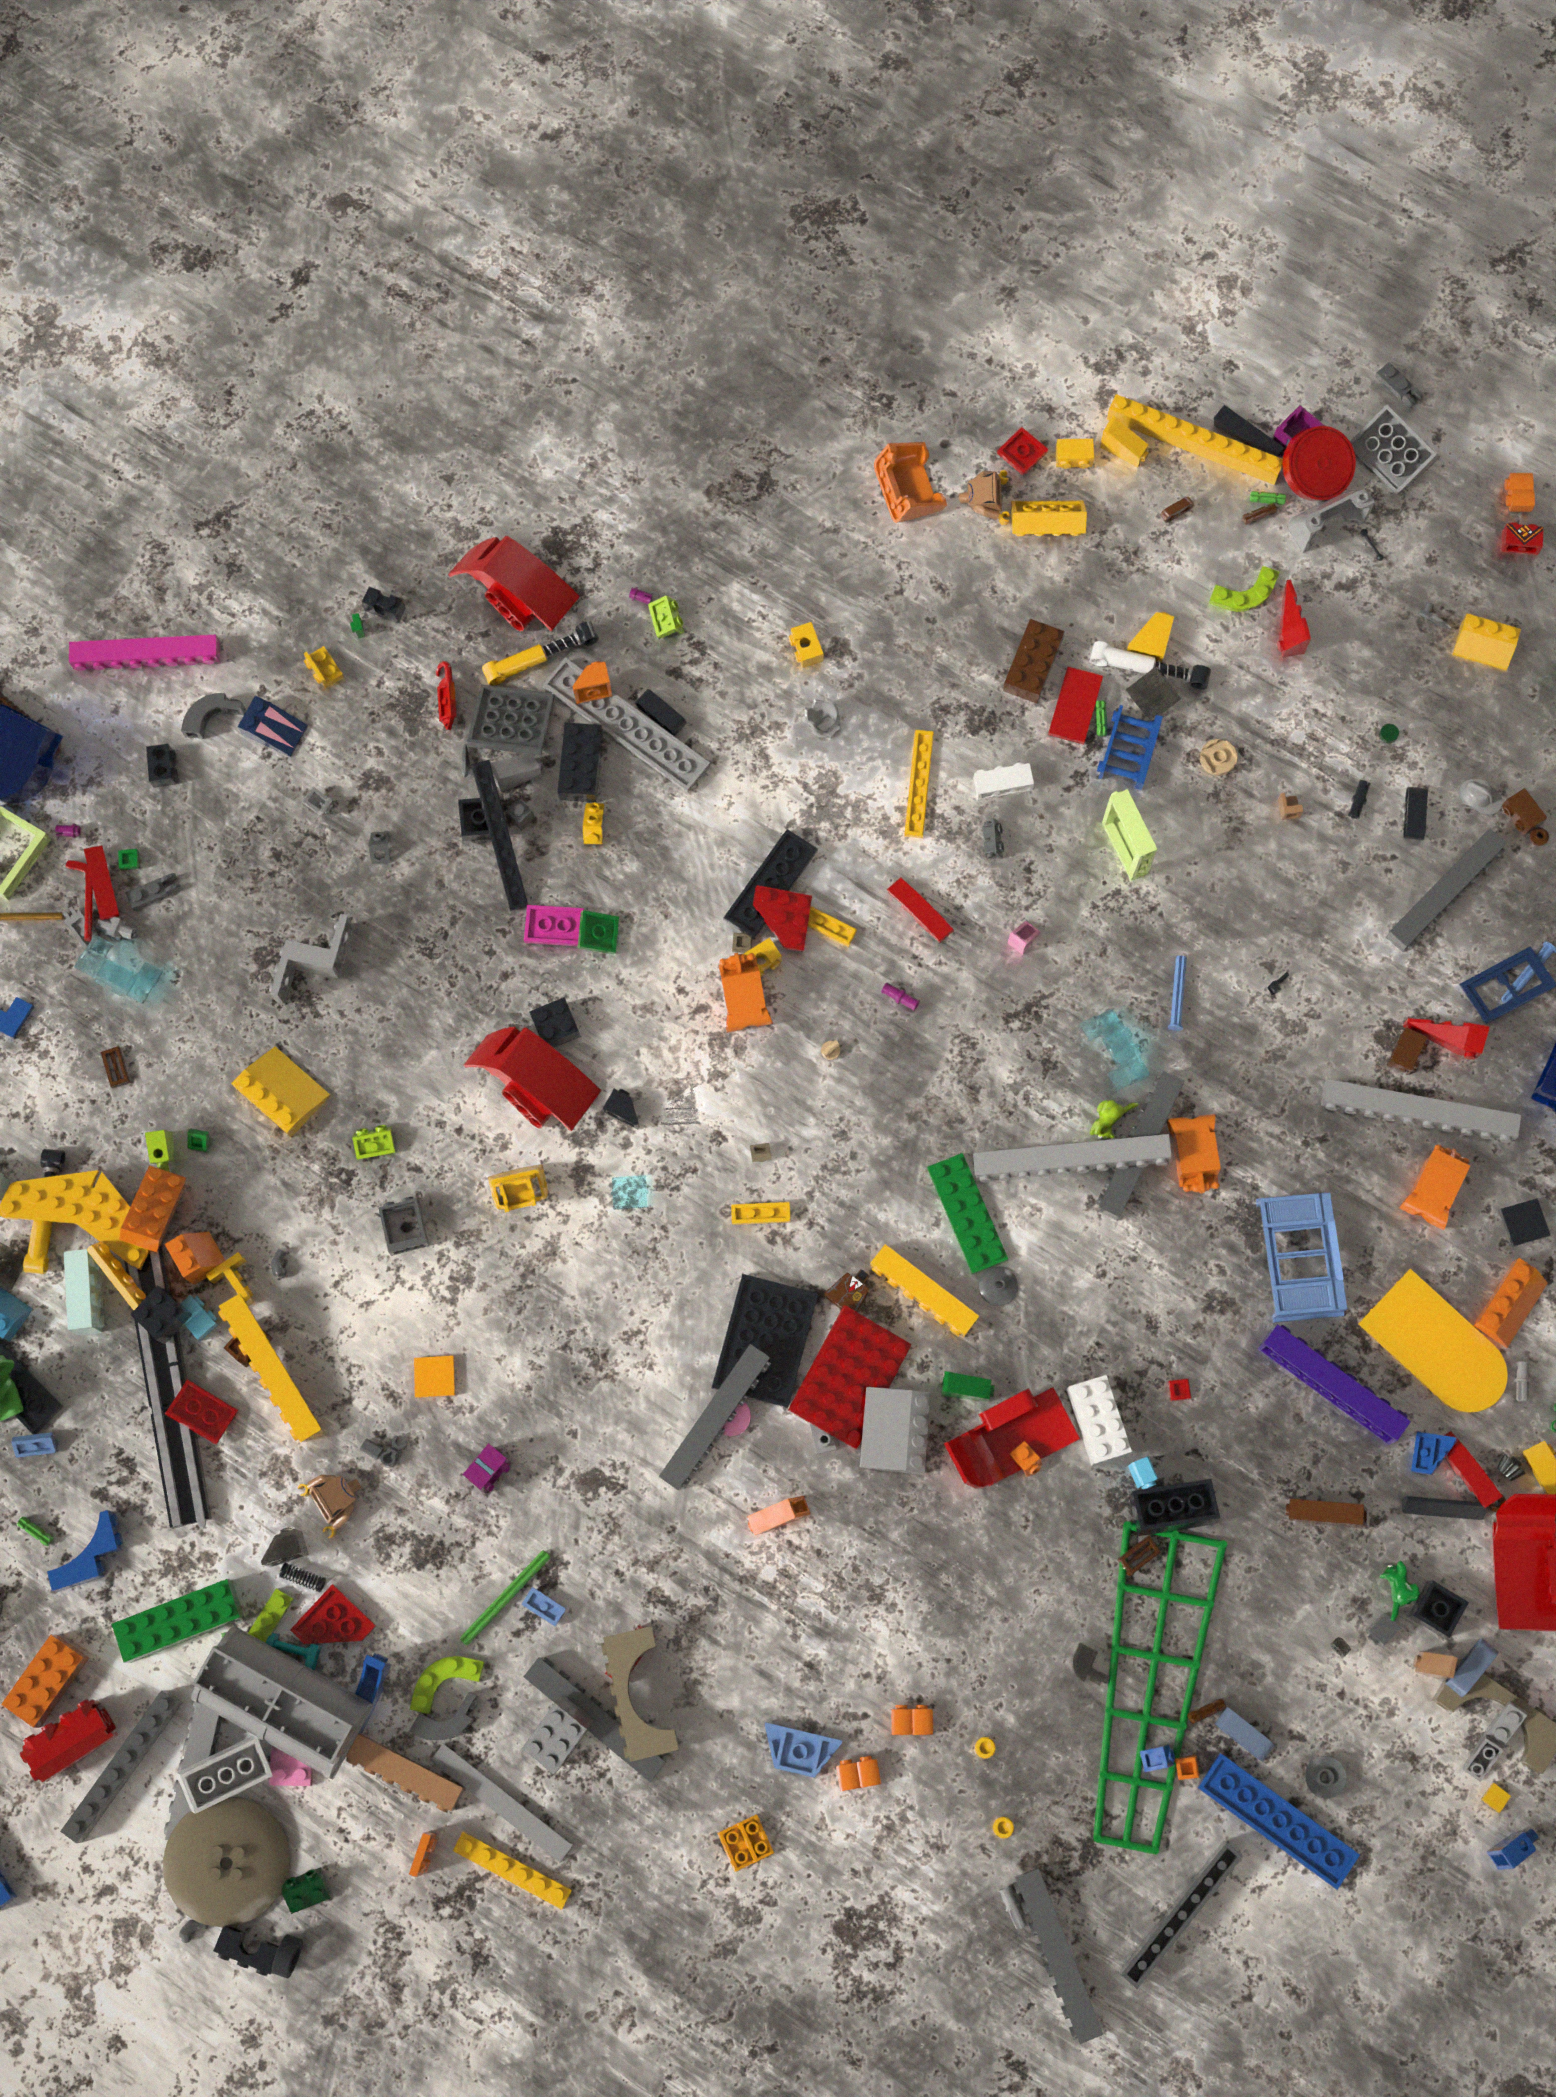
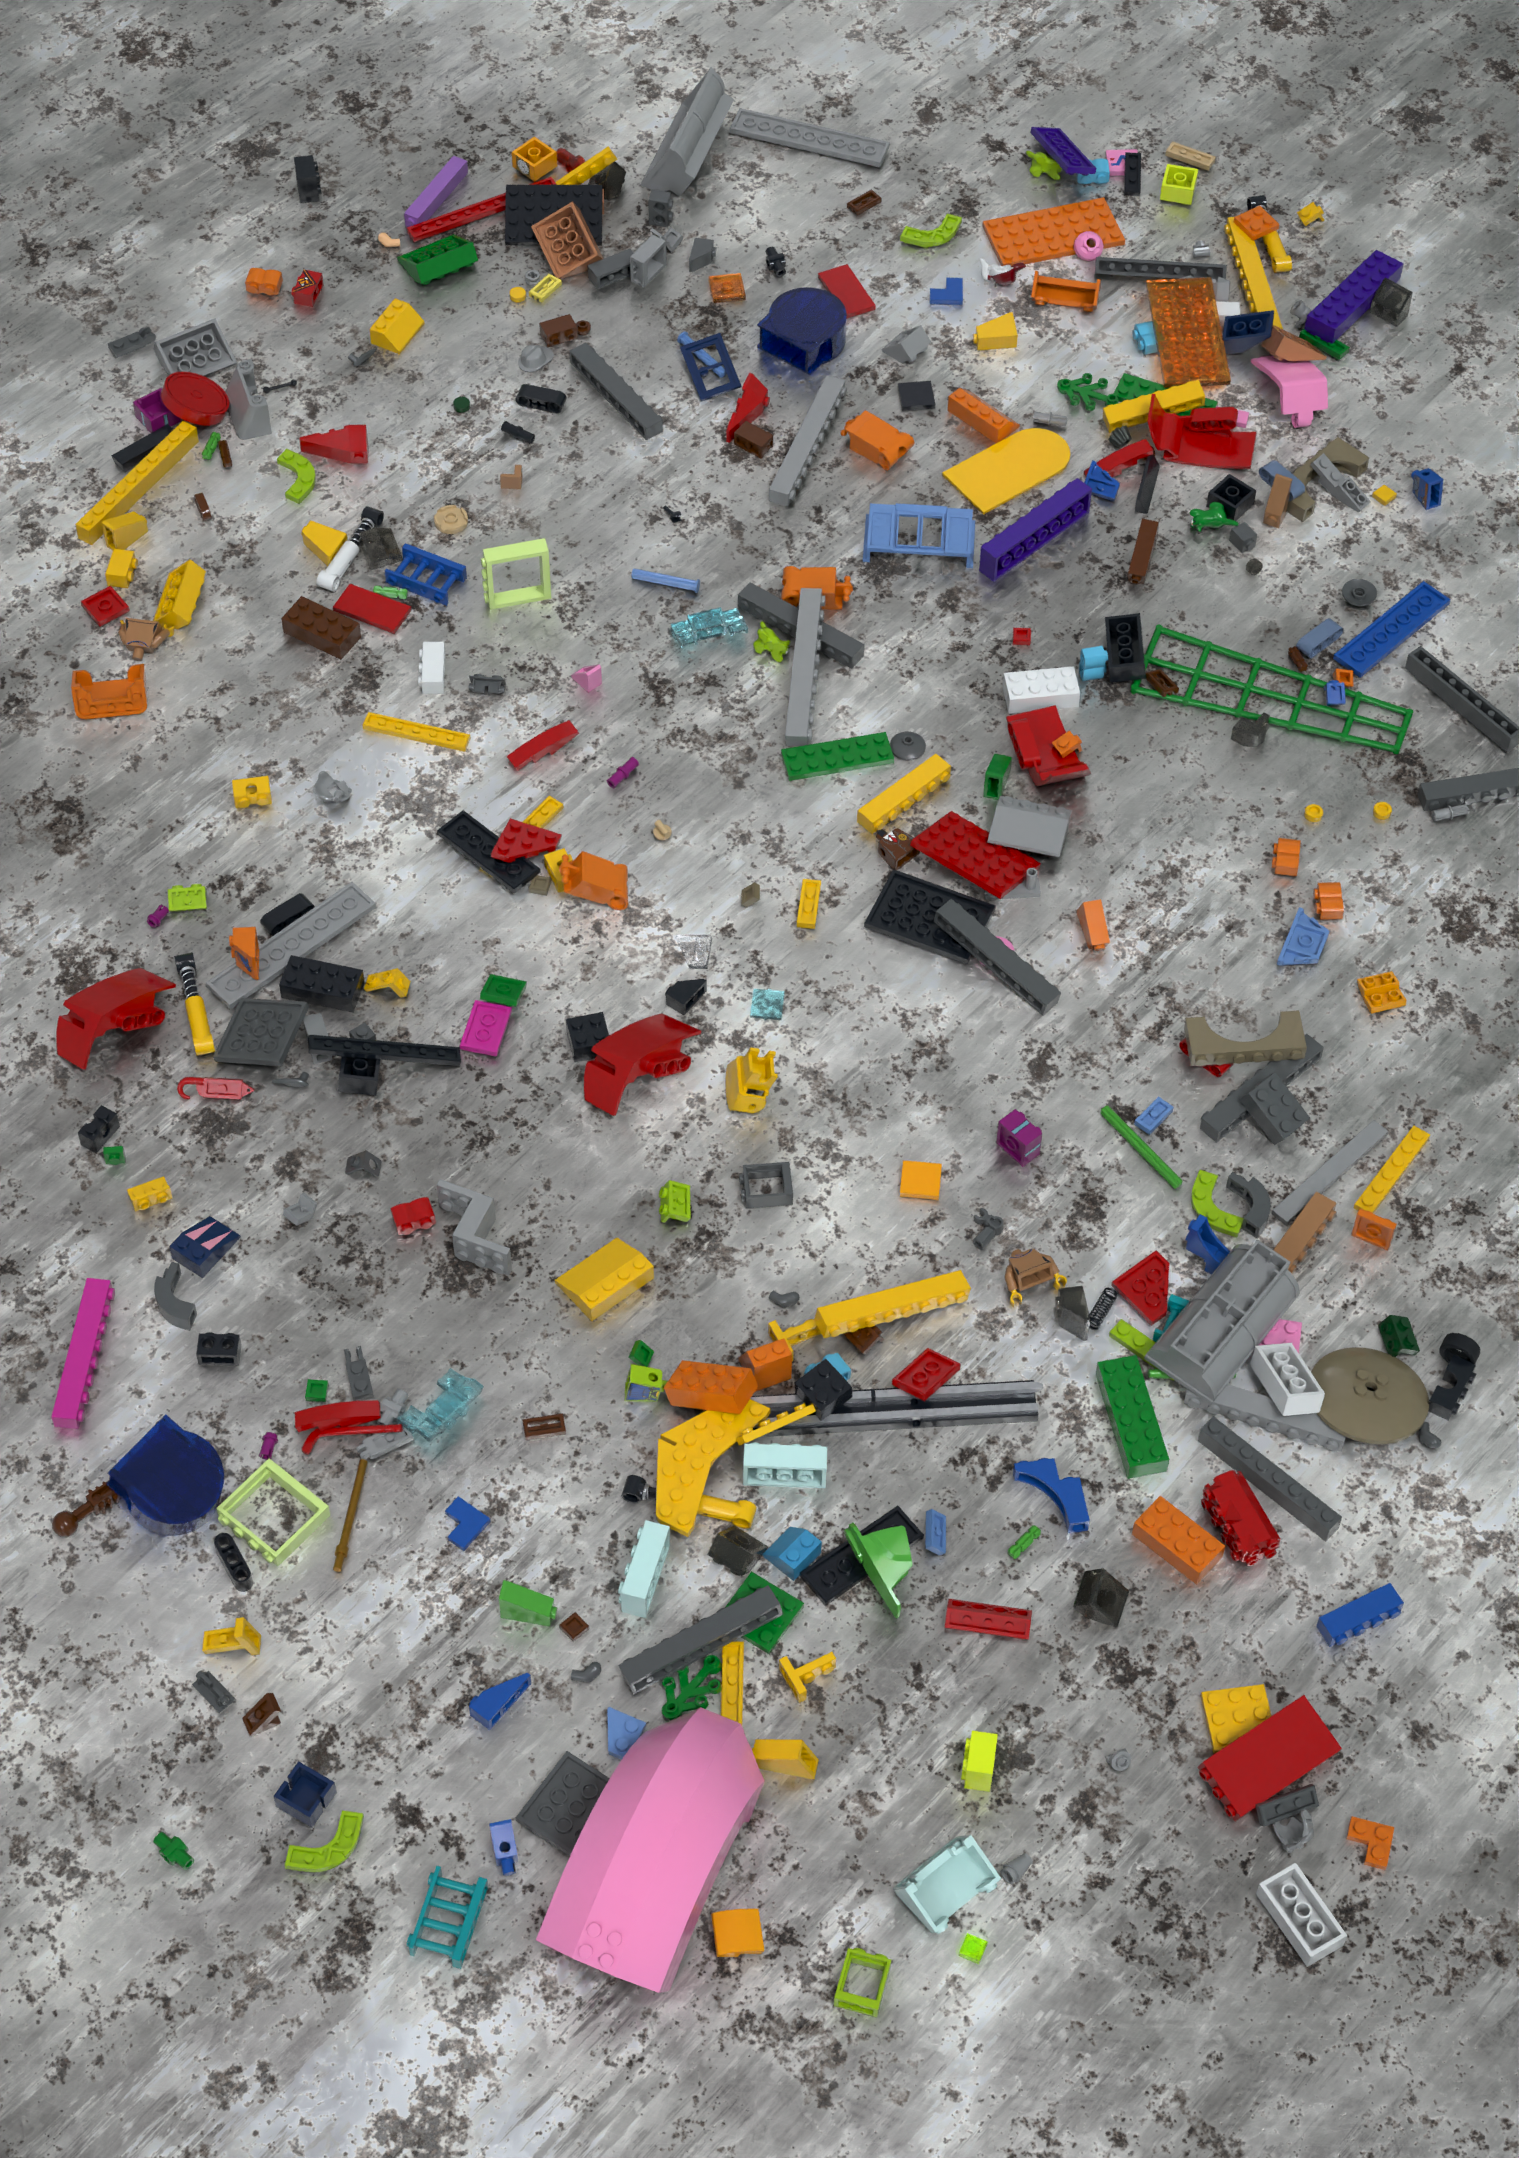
camera: 85 degrees left, 20 degrees down
(325, 903) = (413, 1216): none -> red brick

